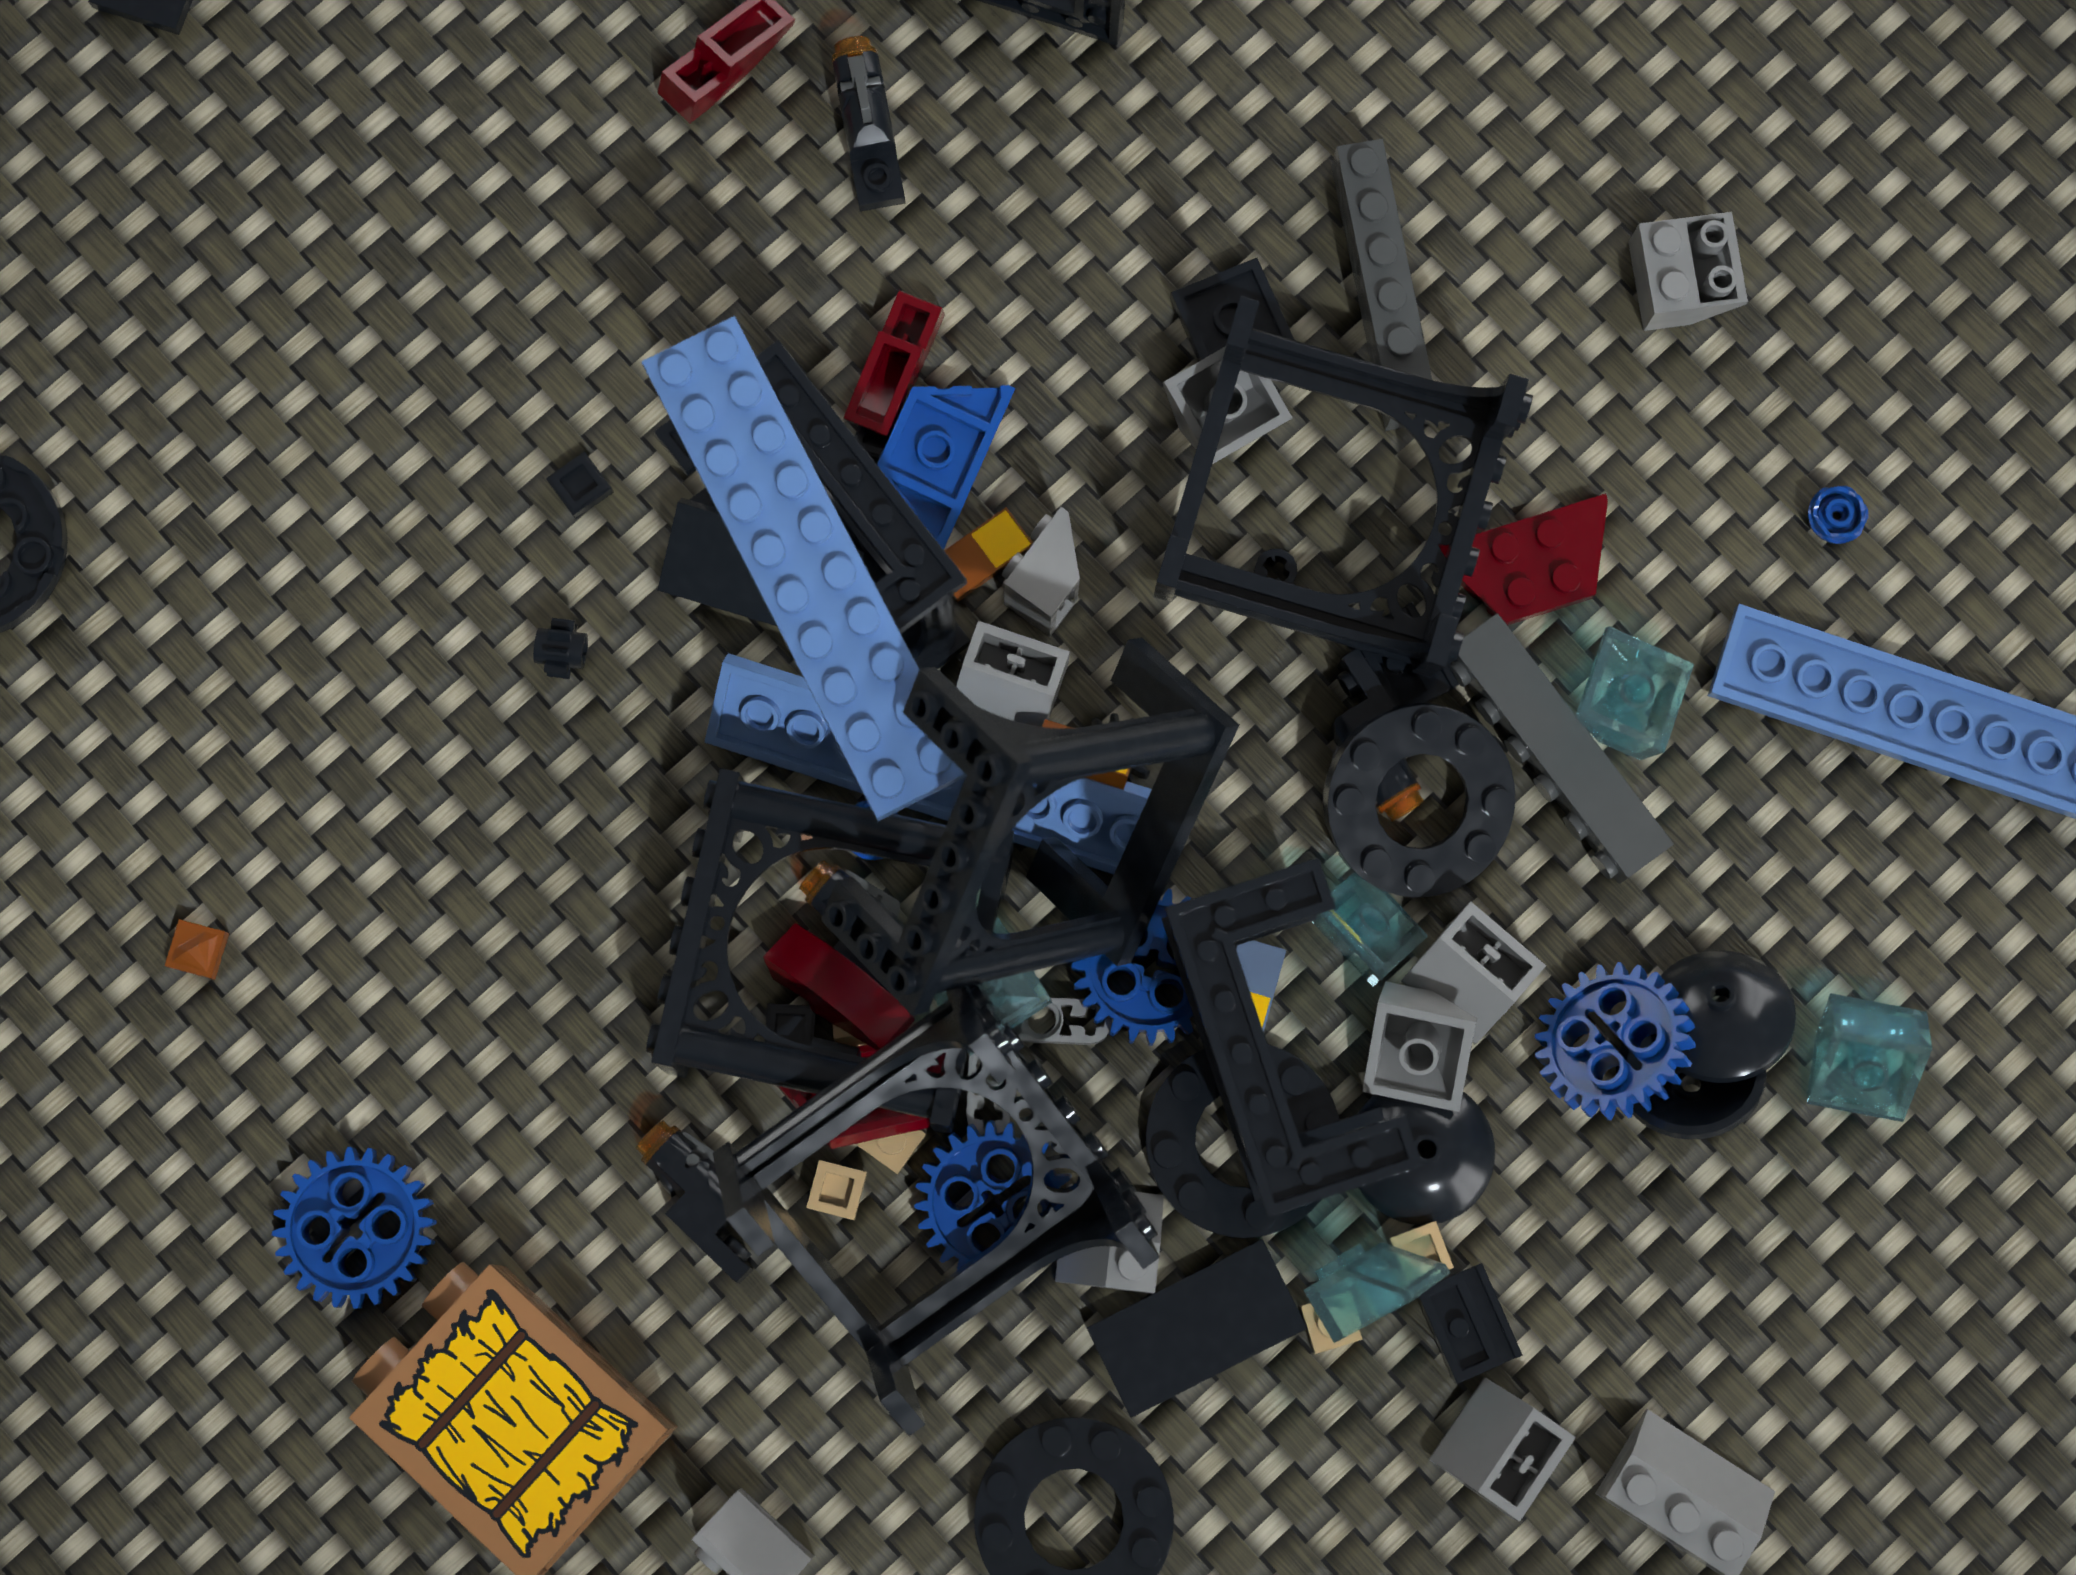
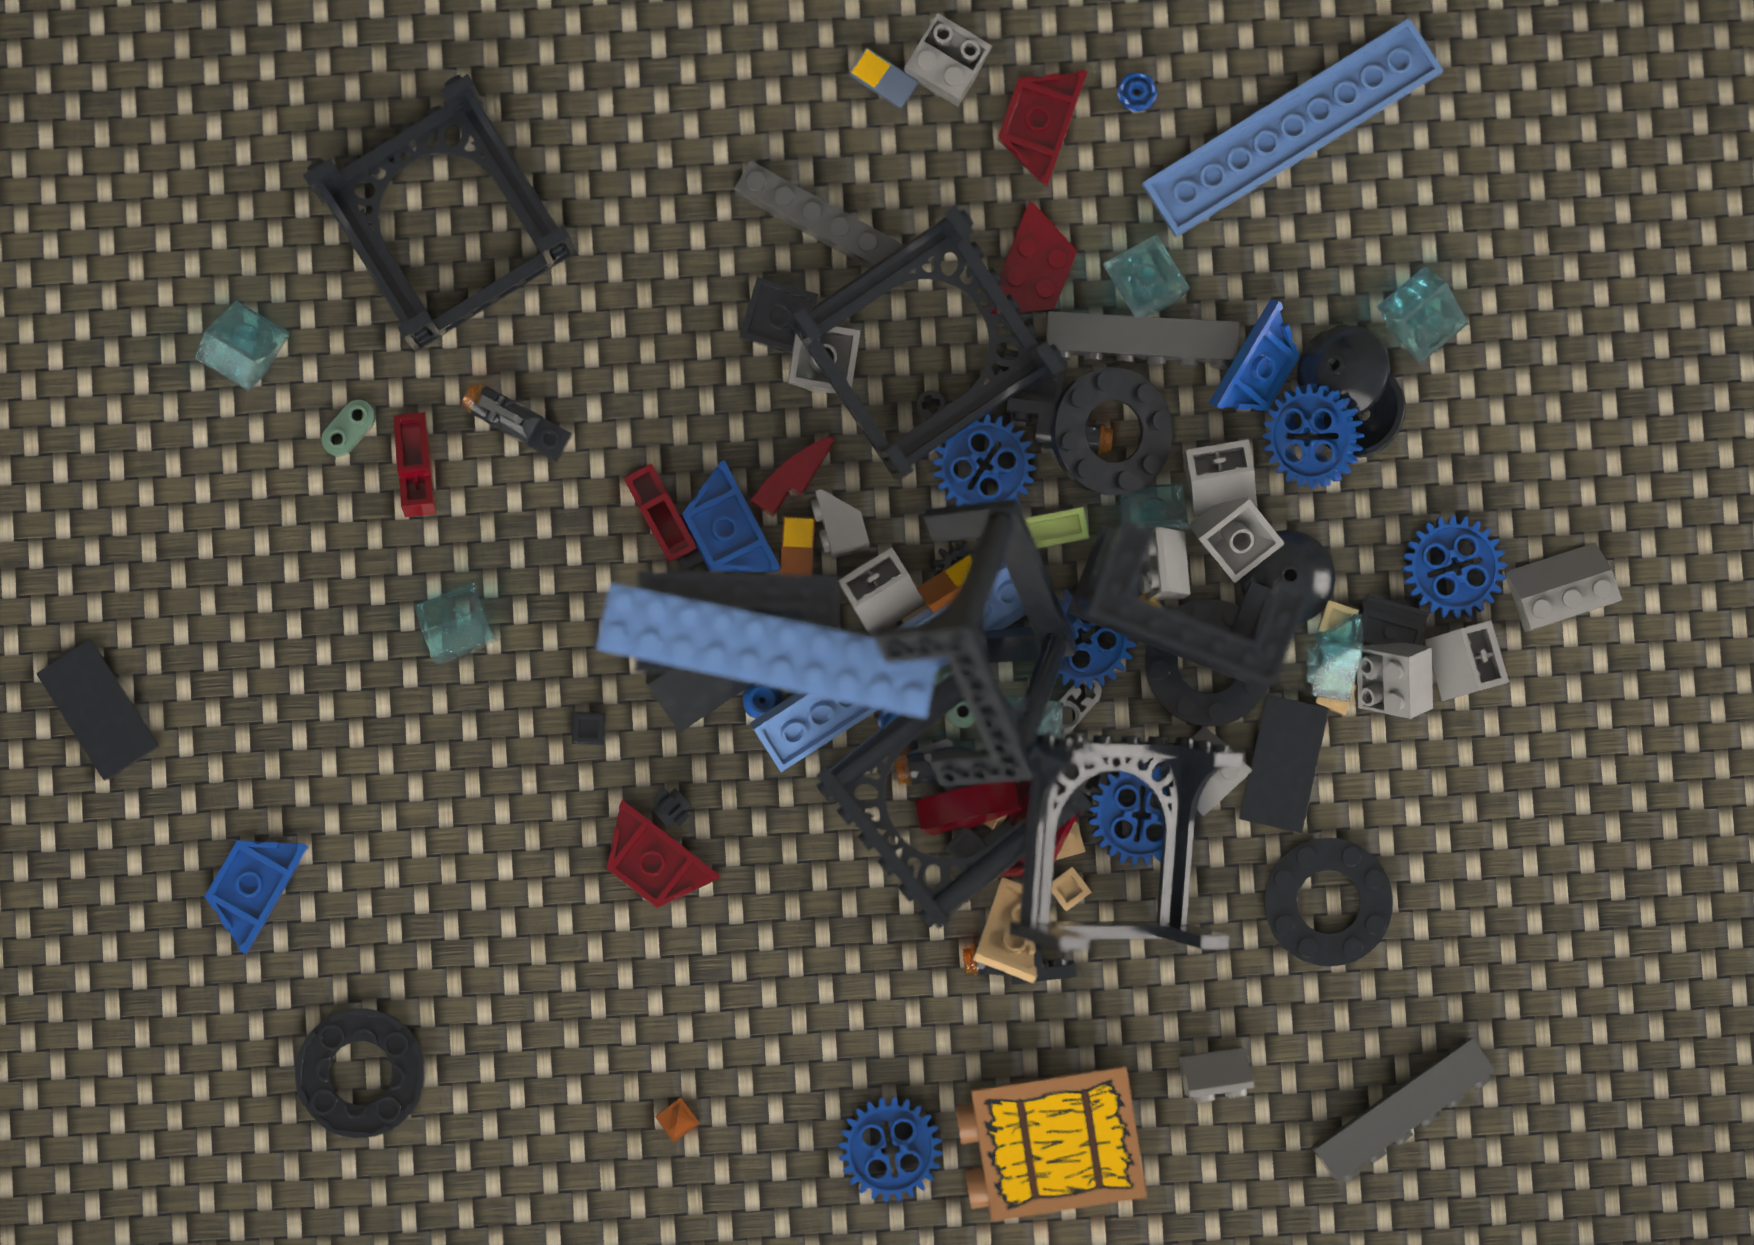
camera: 50 degrees left, 5 degrees up
(94, 254) = (252, 885): none -> blue wing
(482, 678) = (653, 860): none -> dark red wing
(577, 242) = (455, 623): none -> clear light blue slope
(690, 1164) = (996, 944): none -> tan wing
(767, 639) = (754, 693): none -> blue plate
(1062, 478) = (792, 476): none -> dark red slope
(1250, 645) = (959, 450): none -> blue gear
(1250, 829) = (1058, 527): none -> yellowish green tile
(1314, 989) = (1165, 567): none -> light grey slope
(1408, 1379) = (1395, 679): none -> light grey slope
(1578, 1379) = (1445, 540): none -> blue gear
(1604, 221) = (883, 78): none -> sand blue tile
(1644, 910) = (1259, 365): none -> blue wing
(1709, 431) = (1040, 119): none -> dark red wing

